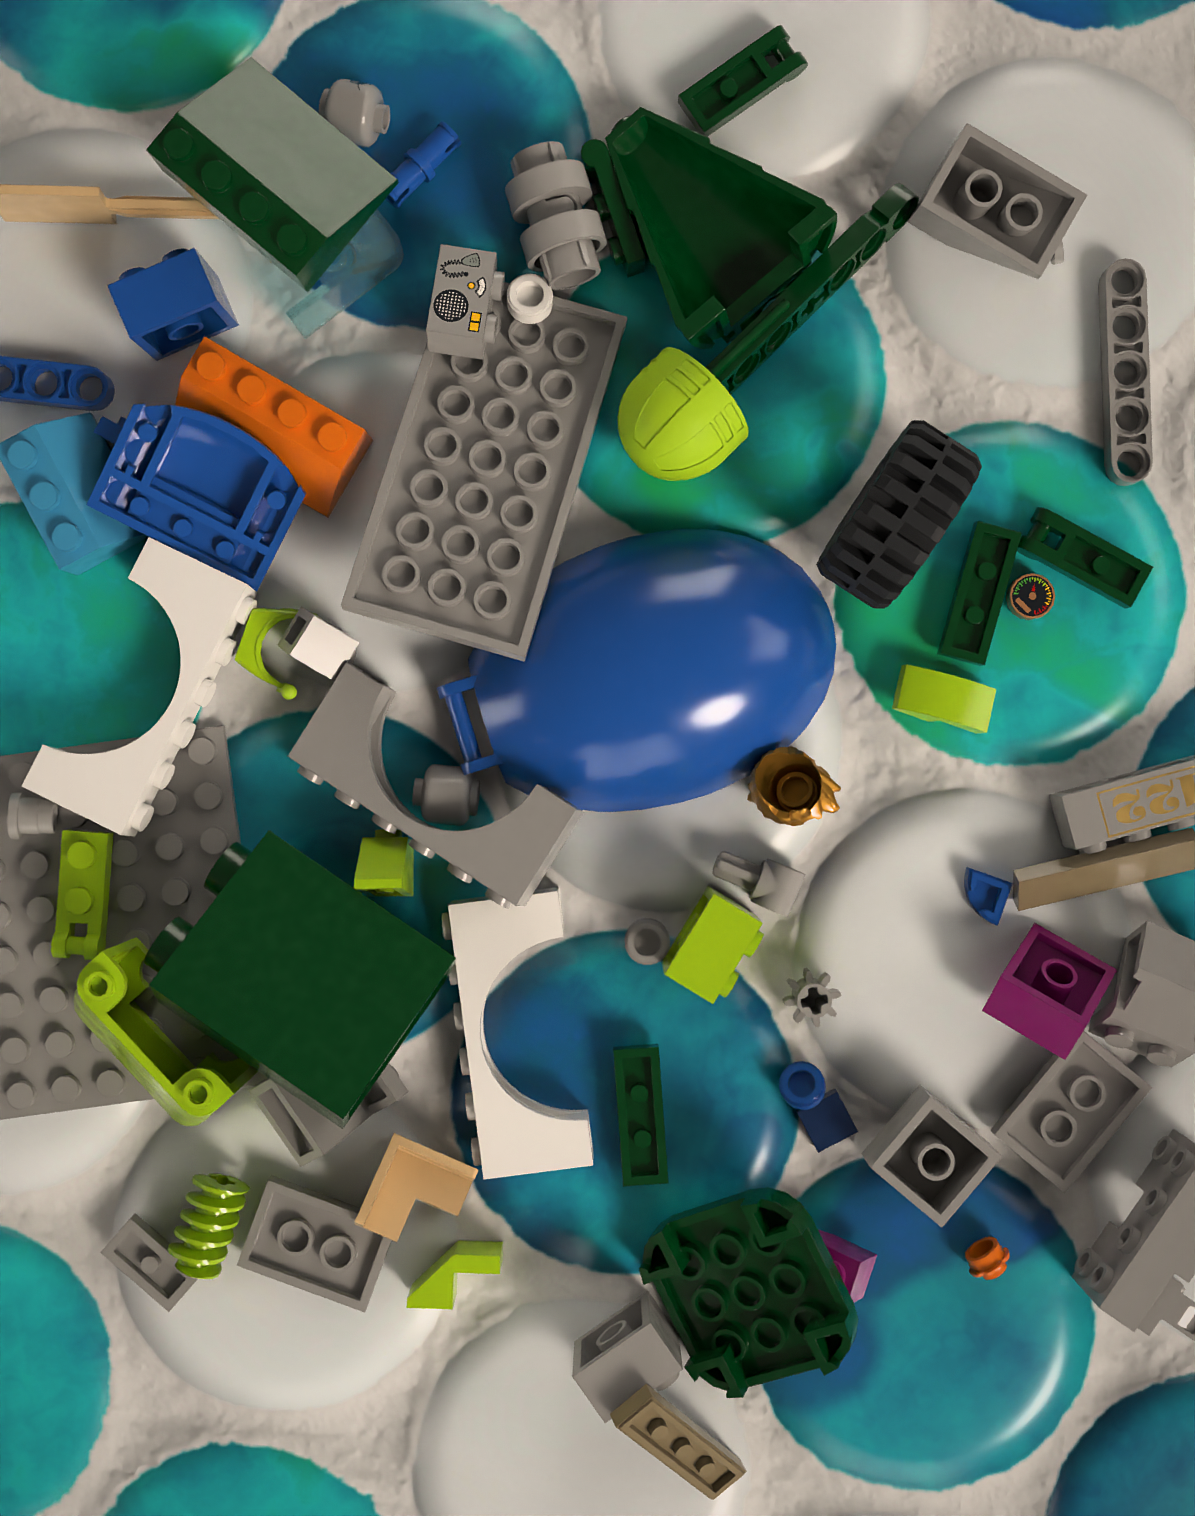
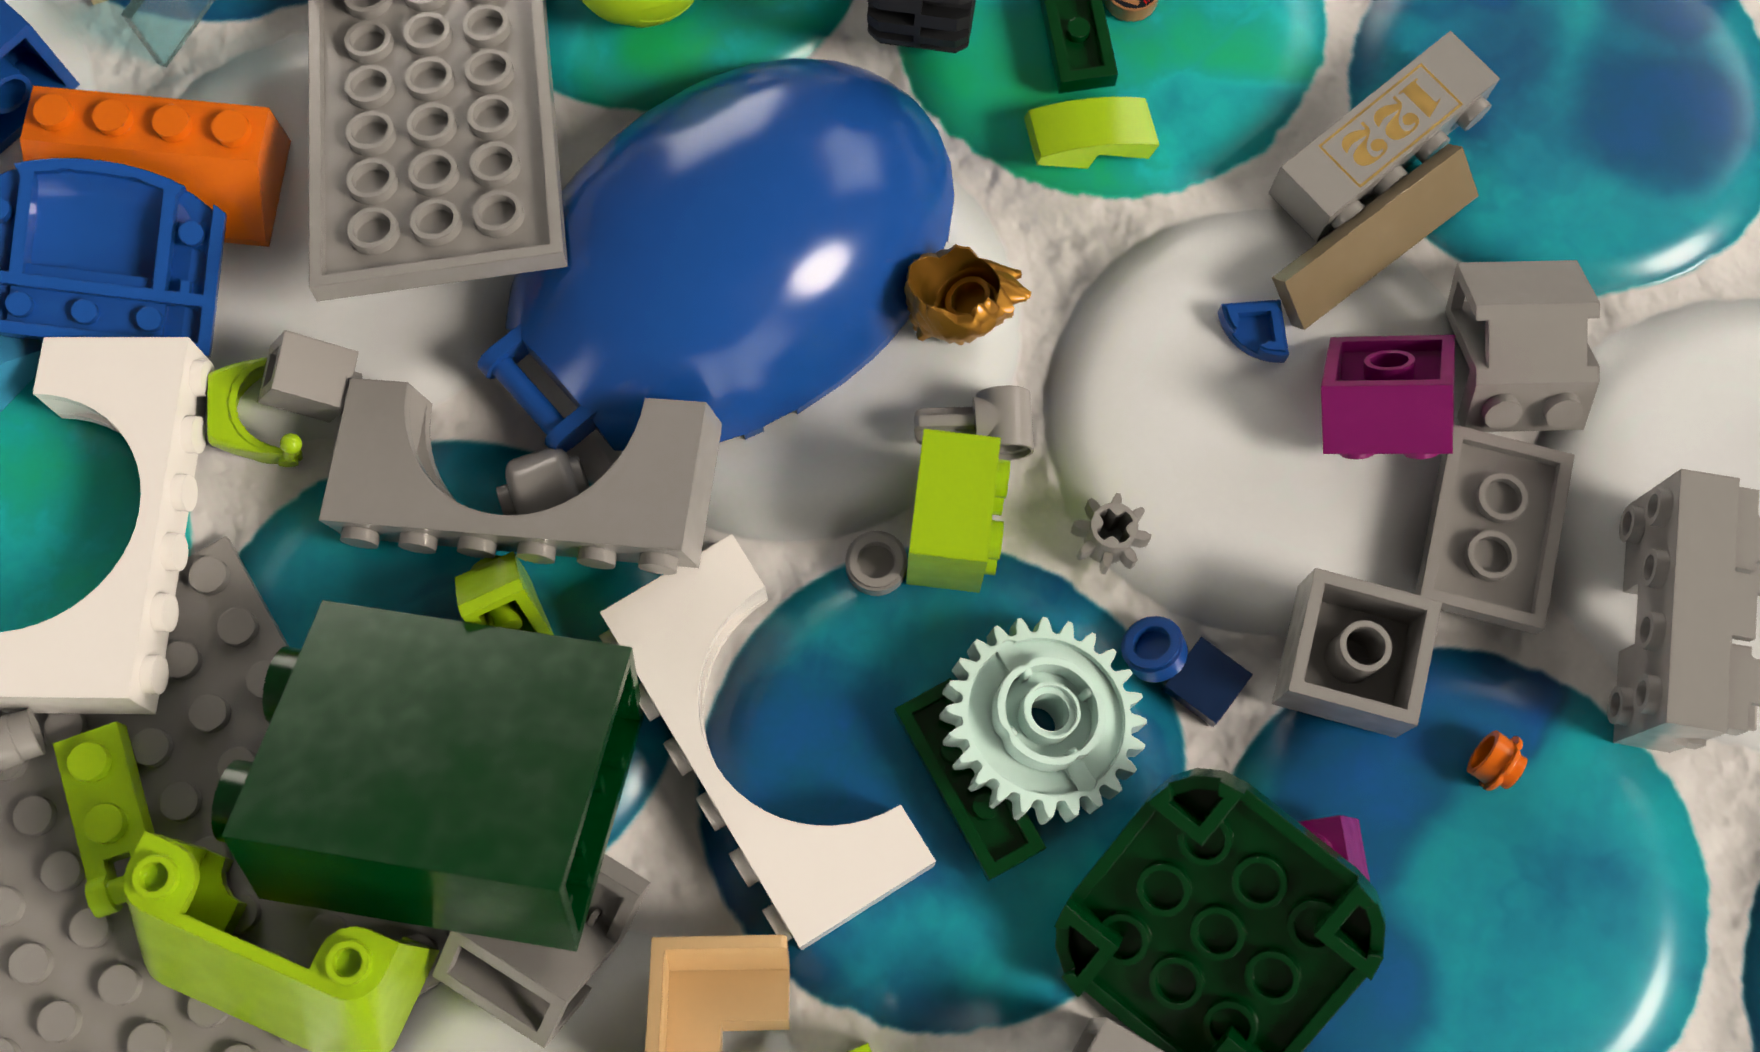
camera: 30 degrees left, 15 degrees down
(673, 1098) = (1017, 755): none -> light aqua gear

